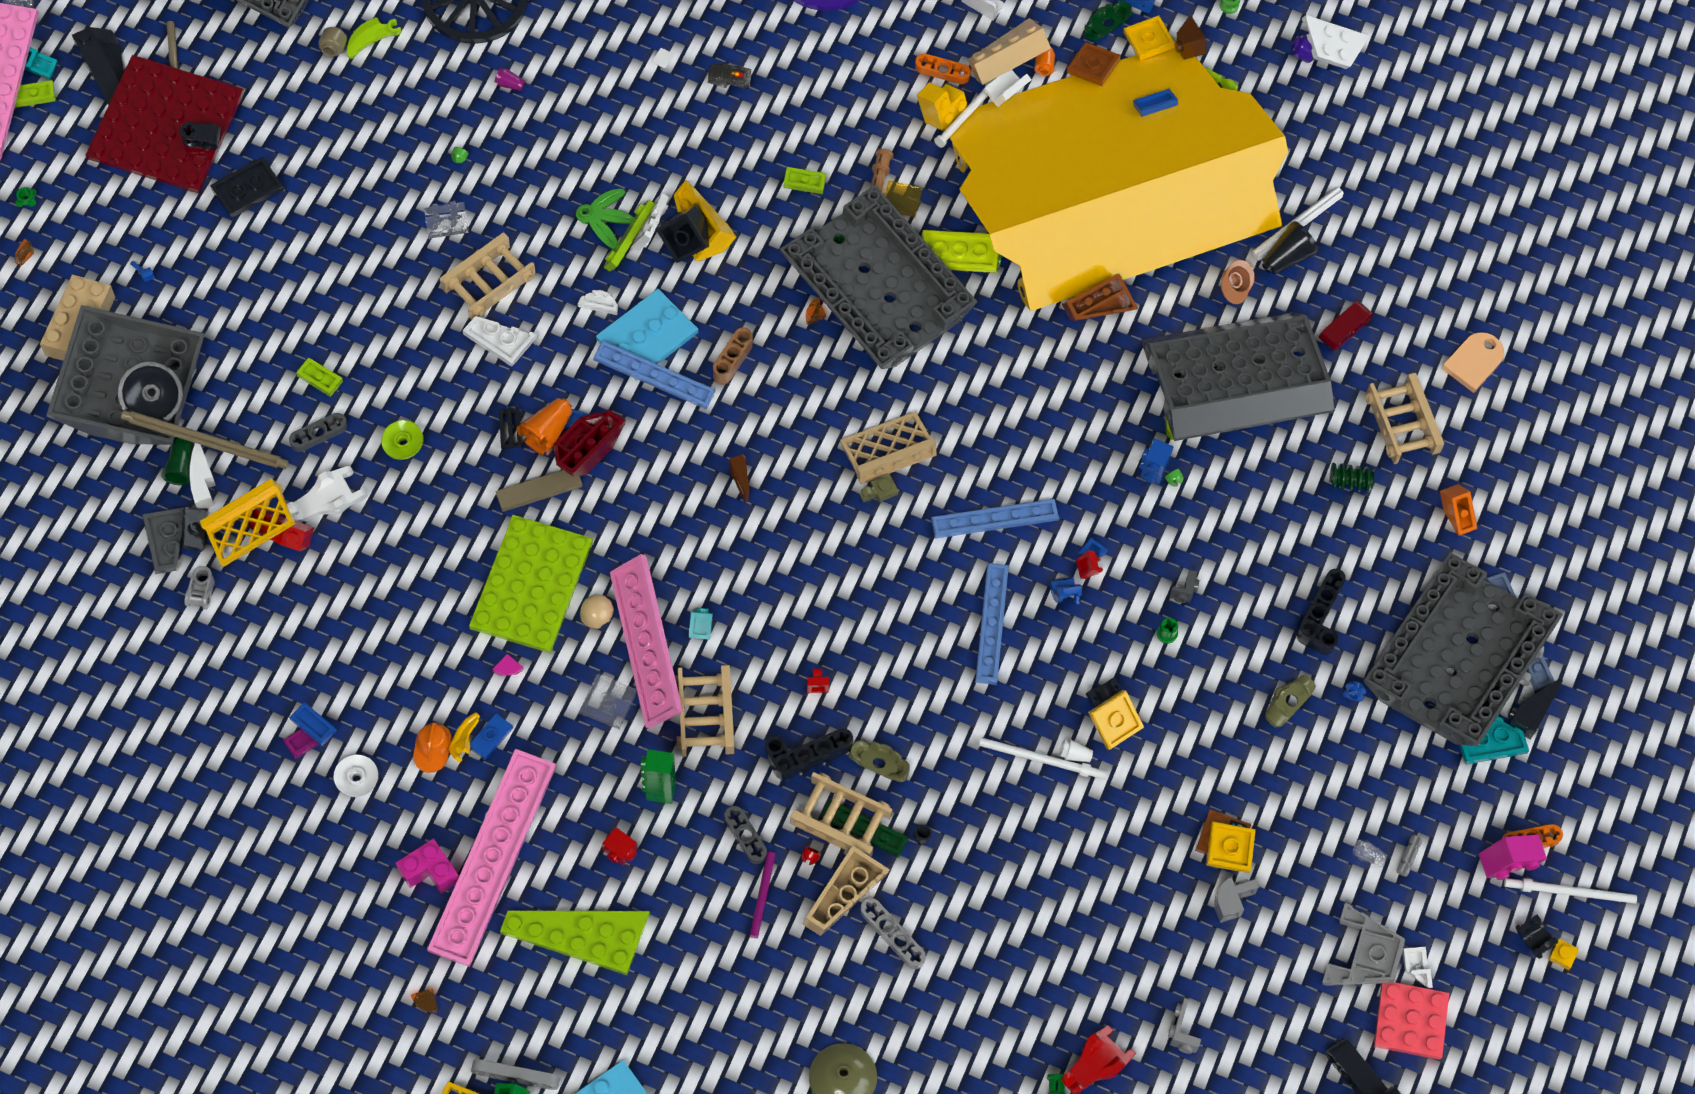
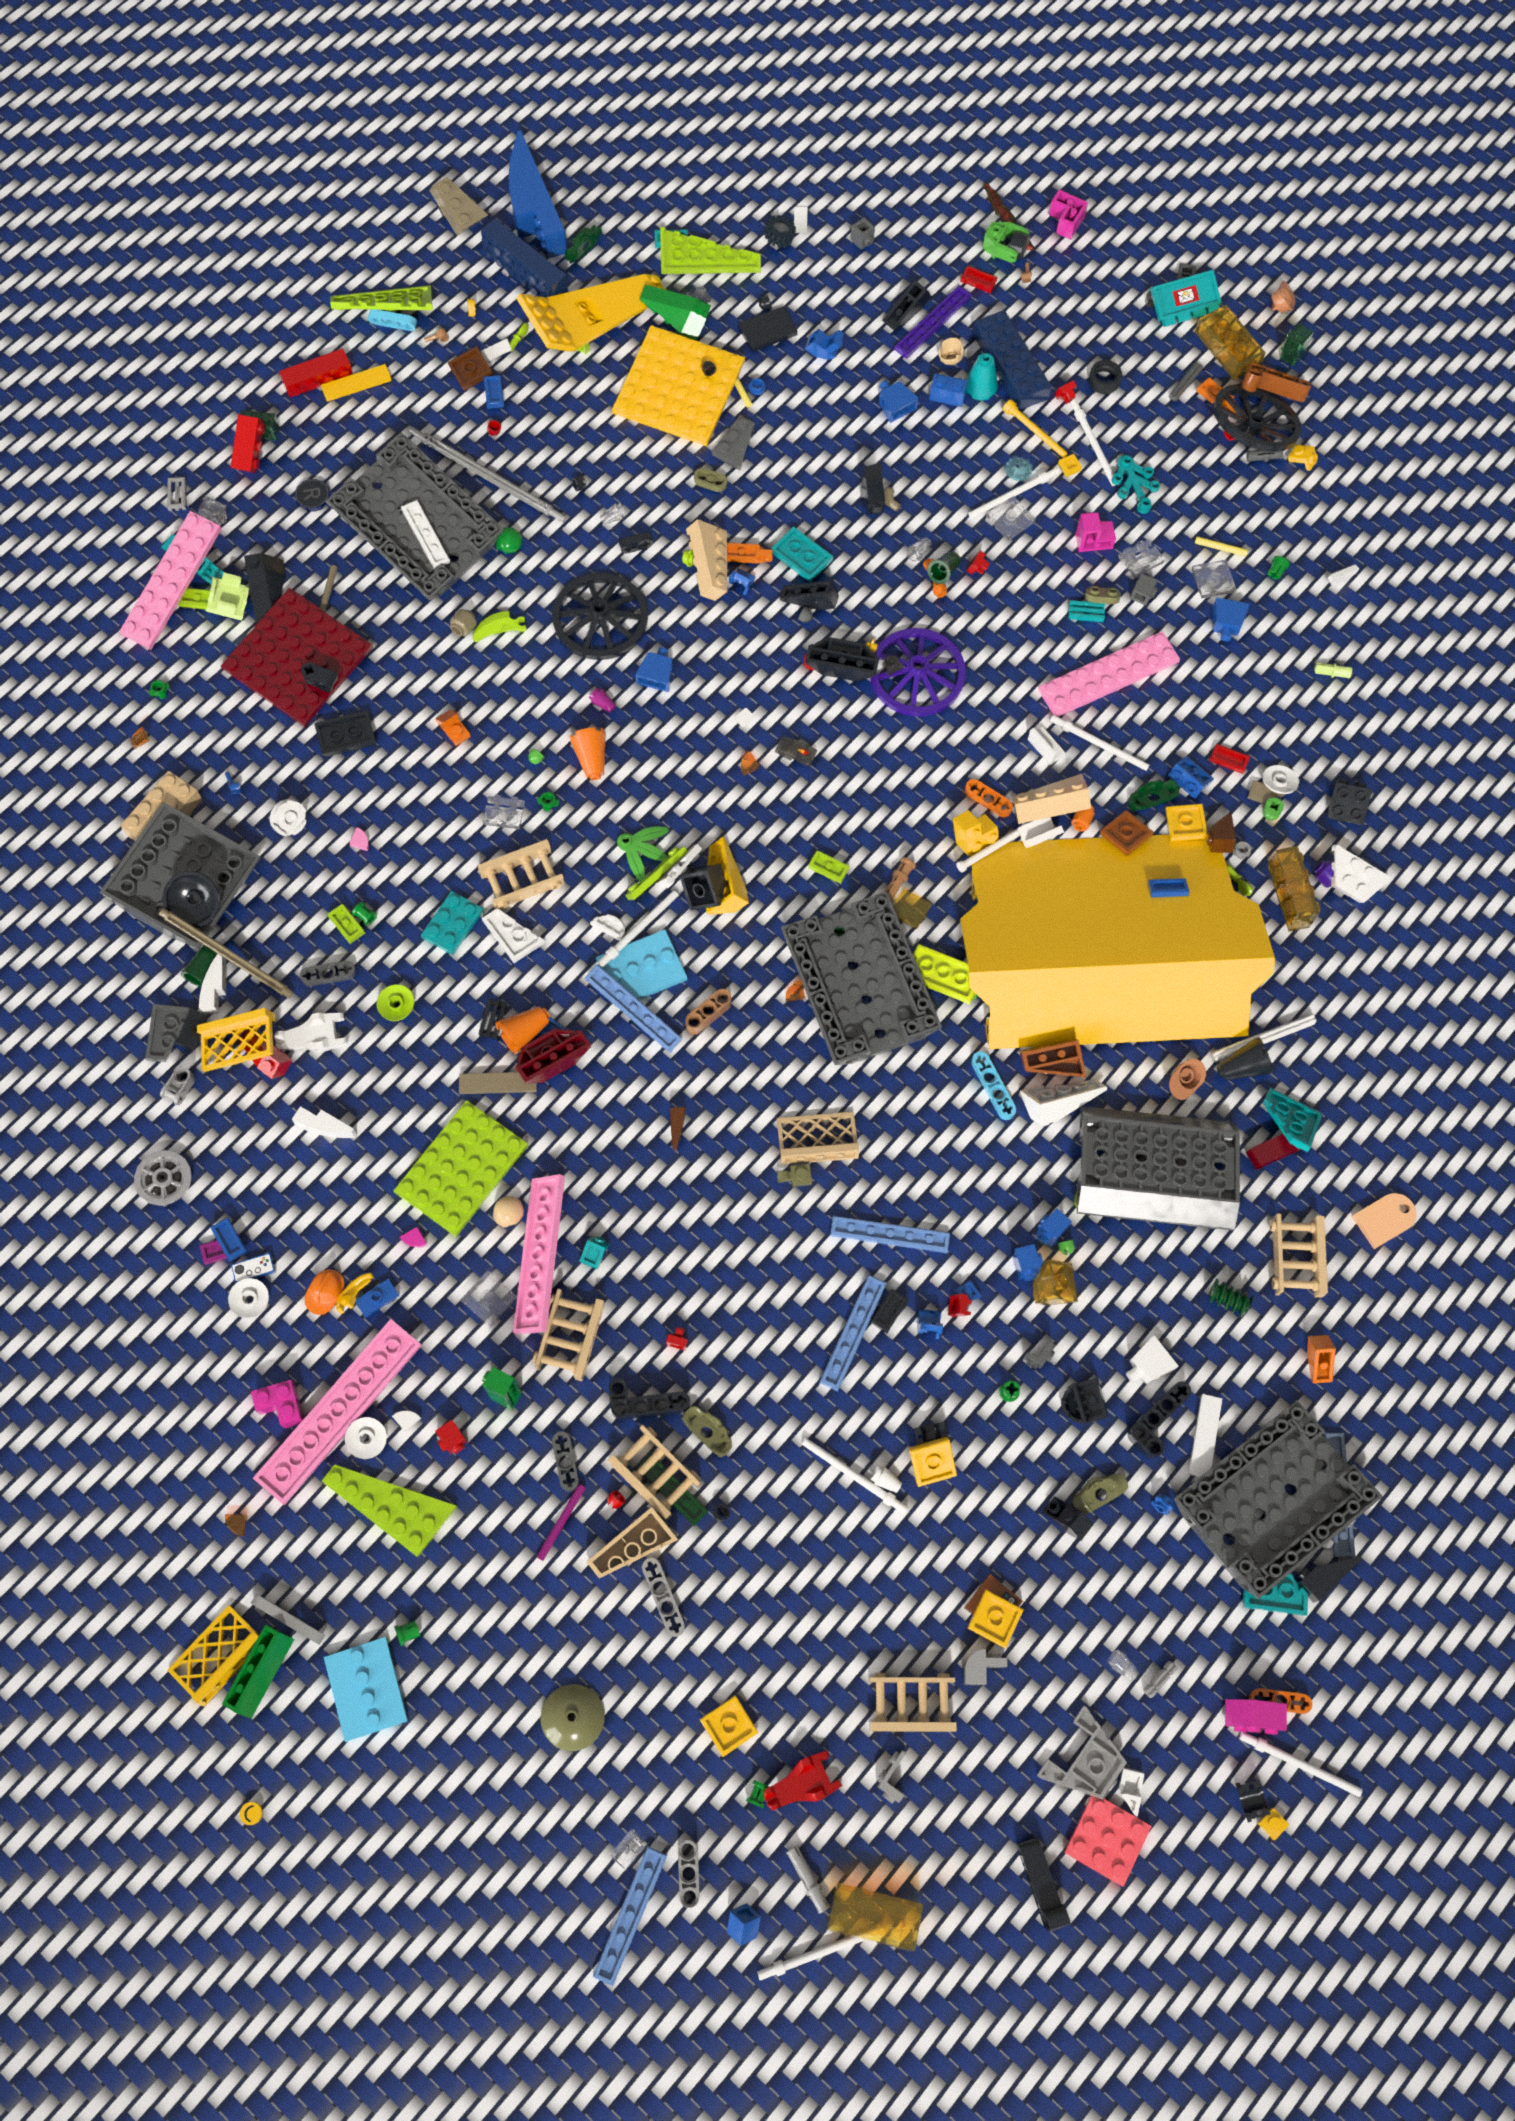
camera: 20 degrees right, 5 degrees up
(68, 82) = (227, 596): none -> yellowish green panel
(218, 286) = (288, 817): none -> white tile
(218, 685) = (162, 1178): none -> flat silver piece
(302, 289) = (359, 840): none -> bright pink tile
(336, 361) = (364, 913): none -> green bush
(348, 745) = (253, 1267): none -> tile
(358, 149) = (453, 727): none -> orange slope
(370, 582) = (322, 1124): none -> white slope
(431, 345) = (452, 923): none -> teal plate
(488, 191) = (545, 797): none -> green plate
(516, 132) = (590, 750): none -> orange cone
(538, 866) = (376, 1440): none -> white dish
(555, 35) = (656, 670): none -> blue torso
(565, 844) = (406, 1419): none -> white tile
(613, 324) = (614, 951): none -> white bar
(643, 1048) = (407, 1632): none -> green bush
(684, 102) = (748, 763): none -> clear orange tile
(1003, 1033) = (729, 1726): none -> yellow plate
(1021, 591) = (889, 1311): none -> black plate
(1050, 343) = (994, 1085): none -> medium azure beam
(1114, 345) = (1055, 1103): none -> white wedge
(1142, 501) = (1027, 1262): none -> blue brick
(1173, 975) = (923, 1723): none -> tan fence
(1176, 516) = (1055, 1284): none -> clear yellow slope
(1216, 46) = (1242, 846): none -> light grey plate
(1245, 619) = (1084, 1402): none -> black slope
(1268, 732) = (1068, 1518): none -> black slope
(1277, 71) = (1293, 888): none -> clear yellow brick
(1297, 561) = (1151, 1362): none -> white torso
(1355, 290) = (1293, 1118): none -> teal plate
(1372, 614) = (1205, 1435): none -> white tile

